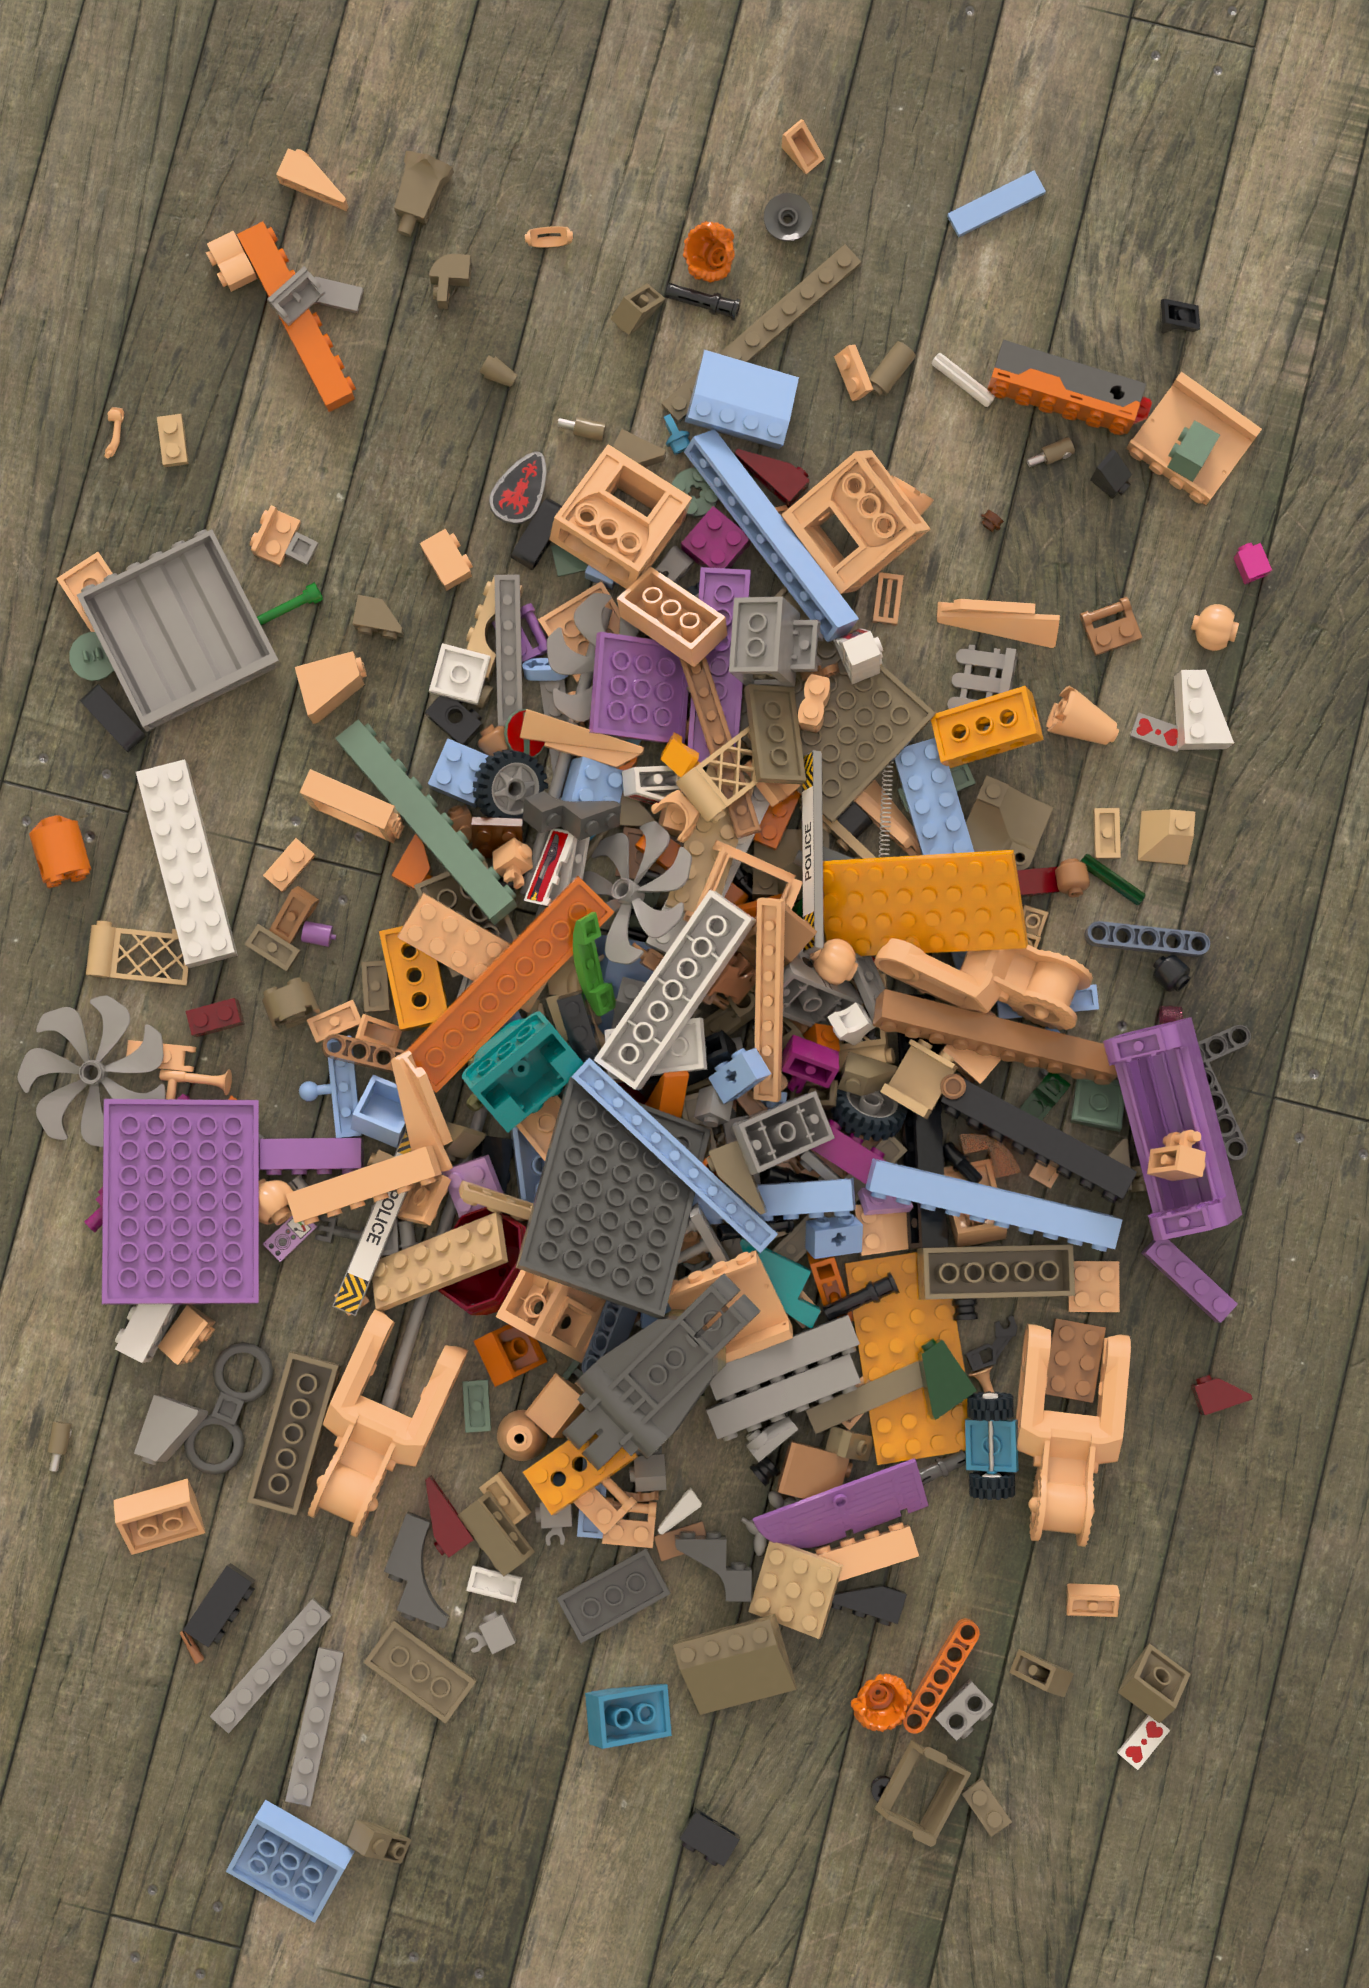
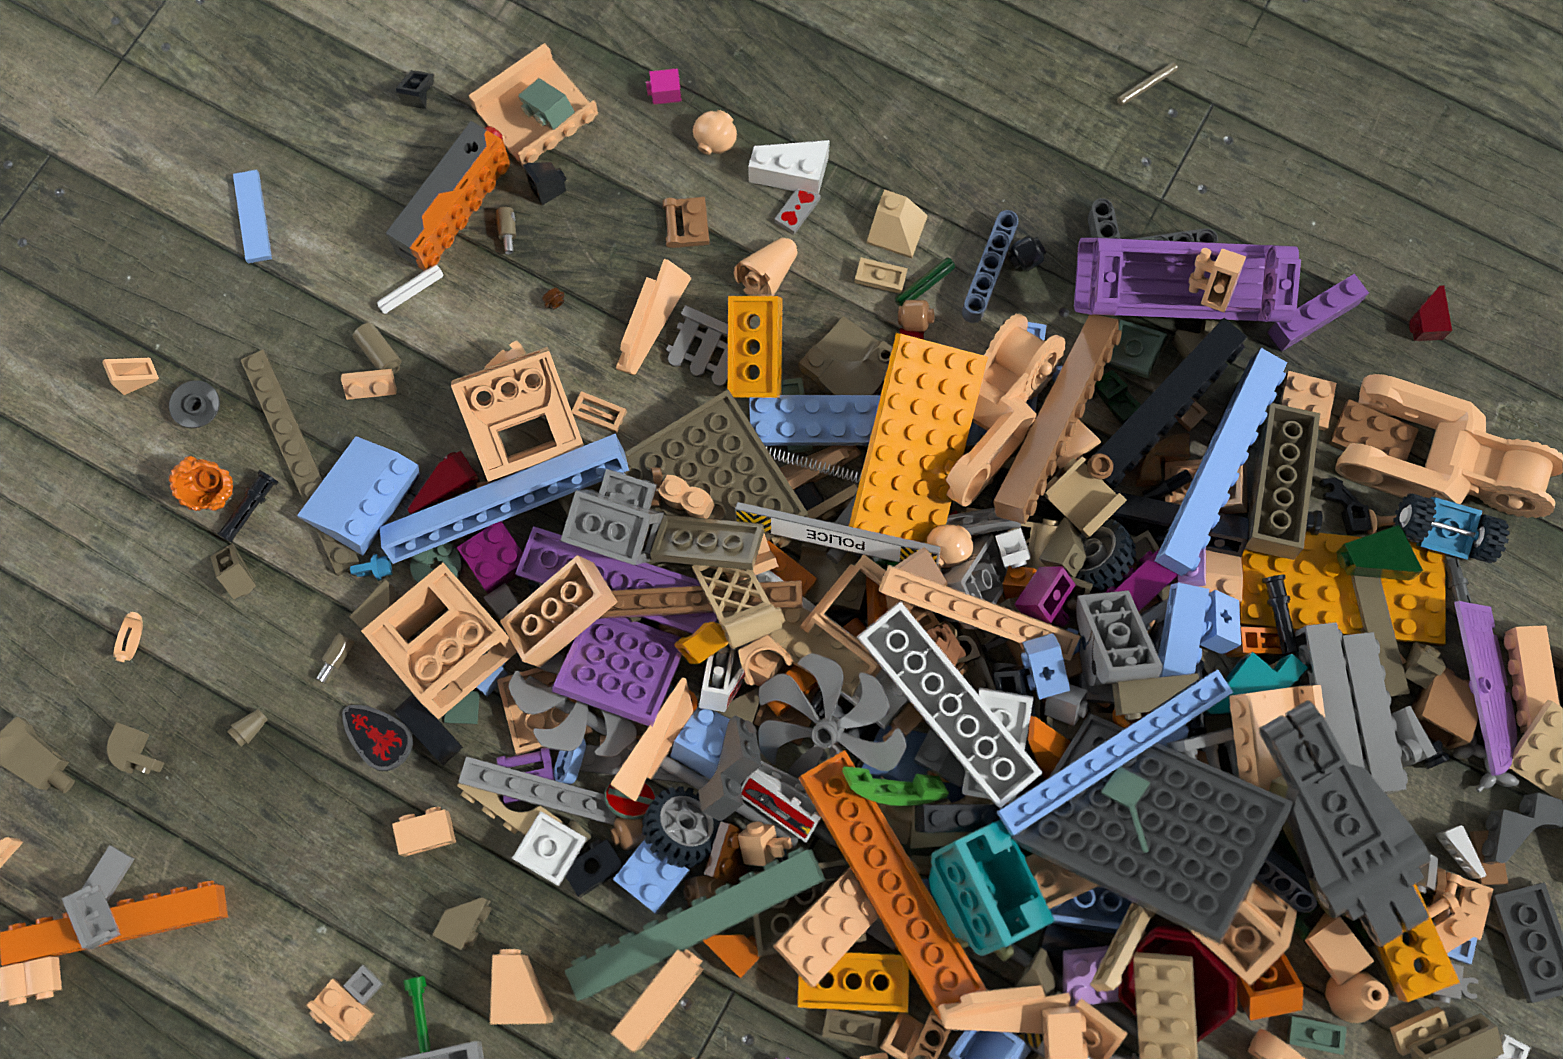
camera: 75 degrees left, 10 degrees down
(640, 1170) = (1127, 790): none -> sand green piece
(860, 654) = (649, 439): white wedge -> none
(1170, 1014) = (1066, 265): clear pink hose -> none

